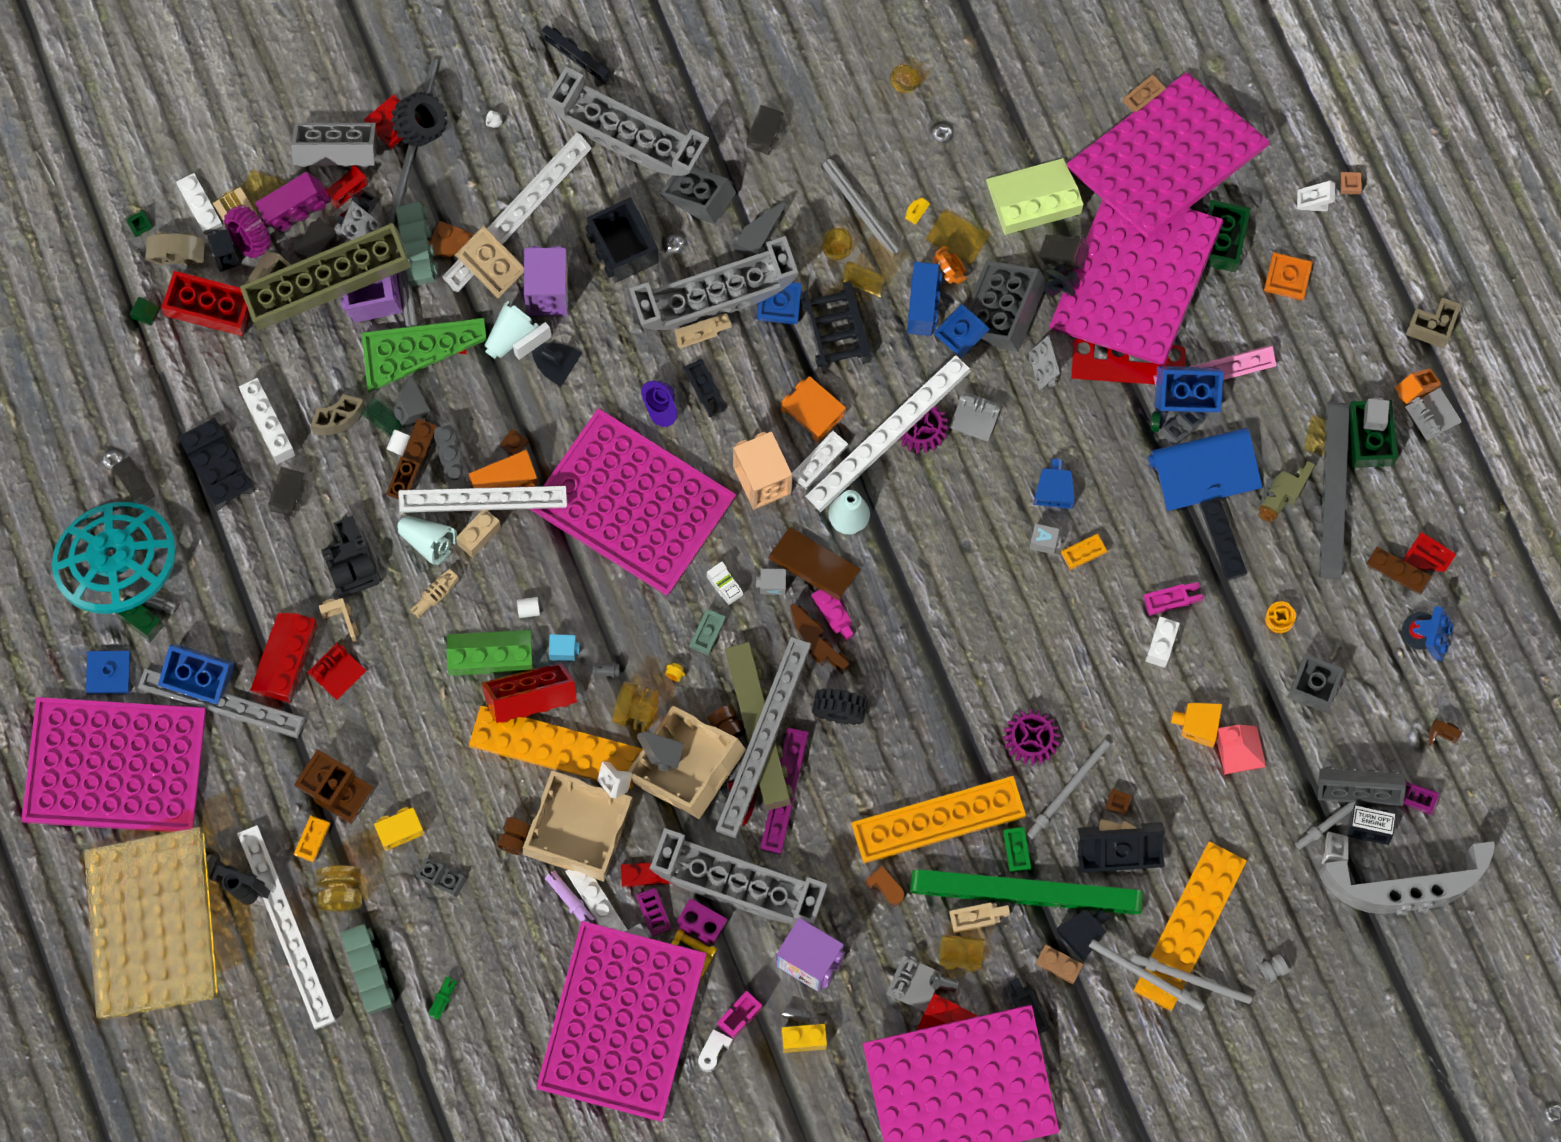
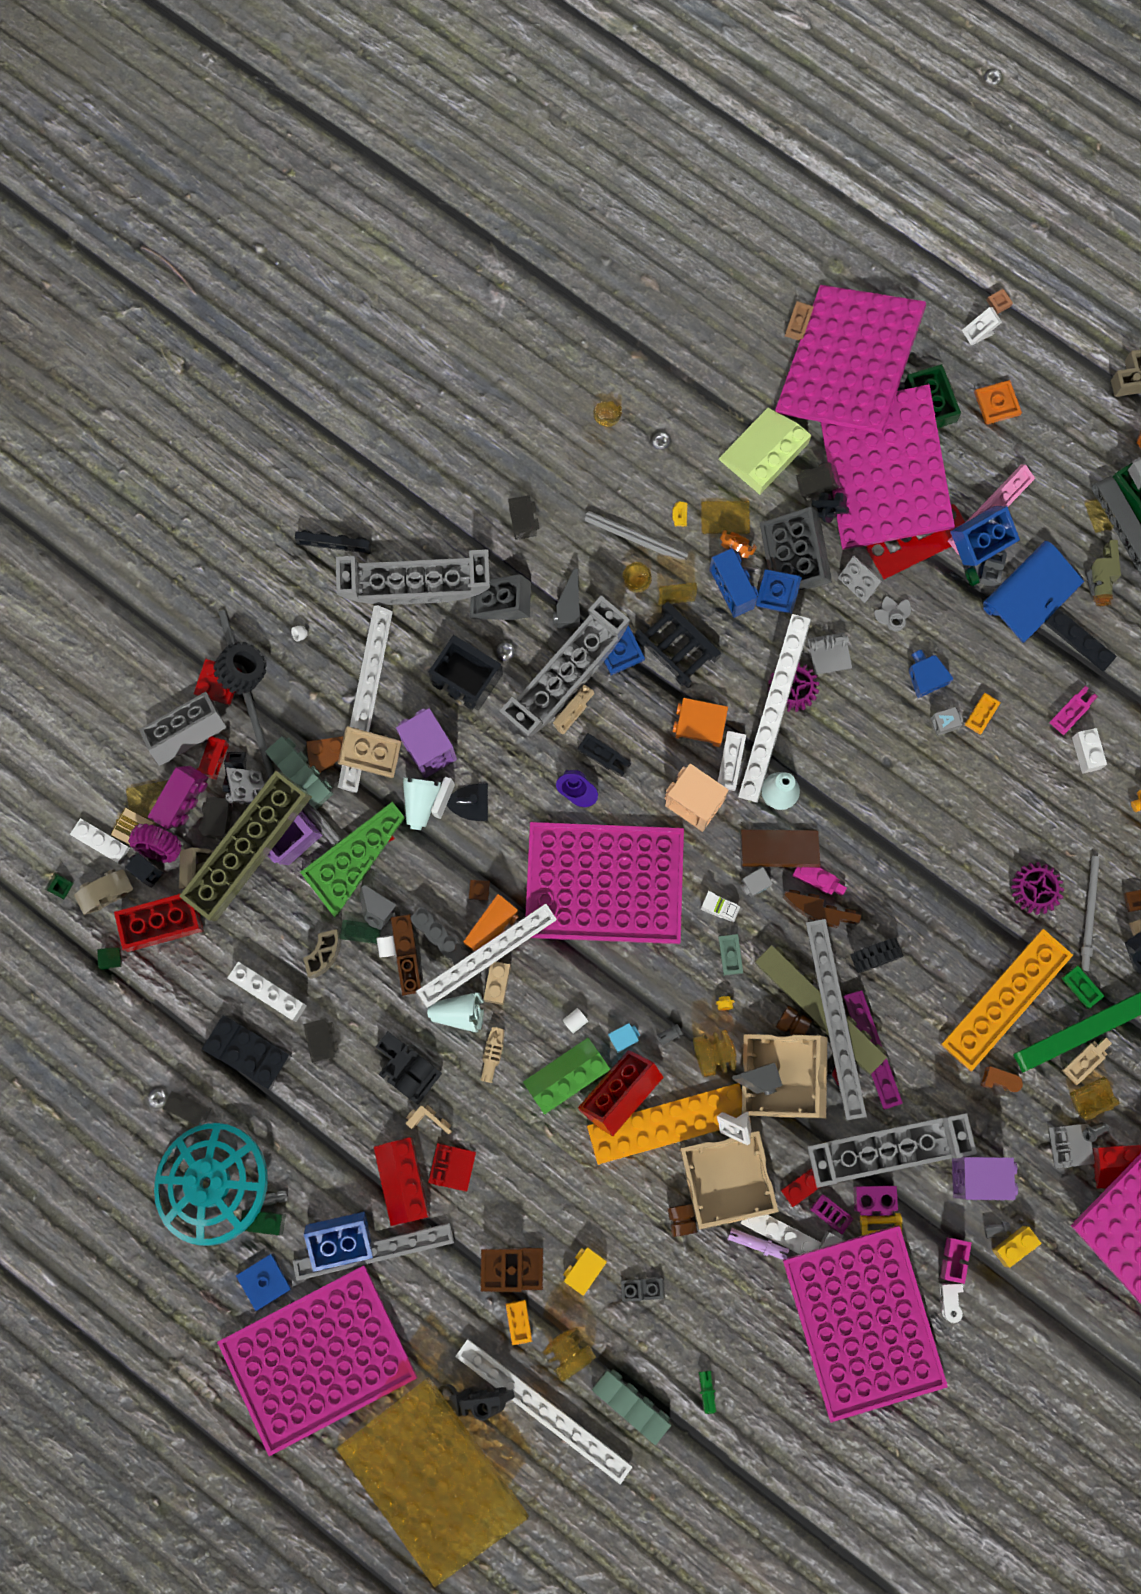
camera: 25 degrees left, 5 degrees up
(1060, 412) = (893, 611): none -> light grey plate

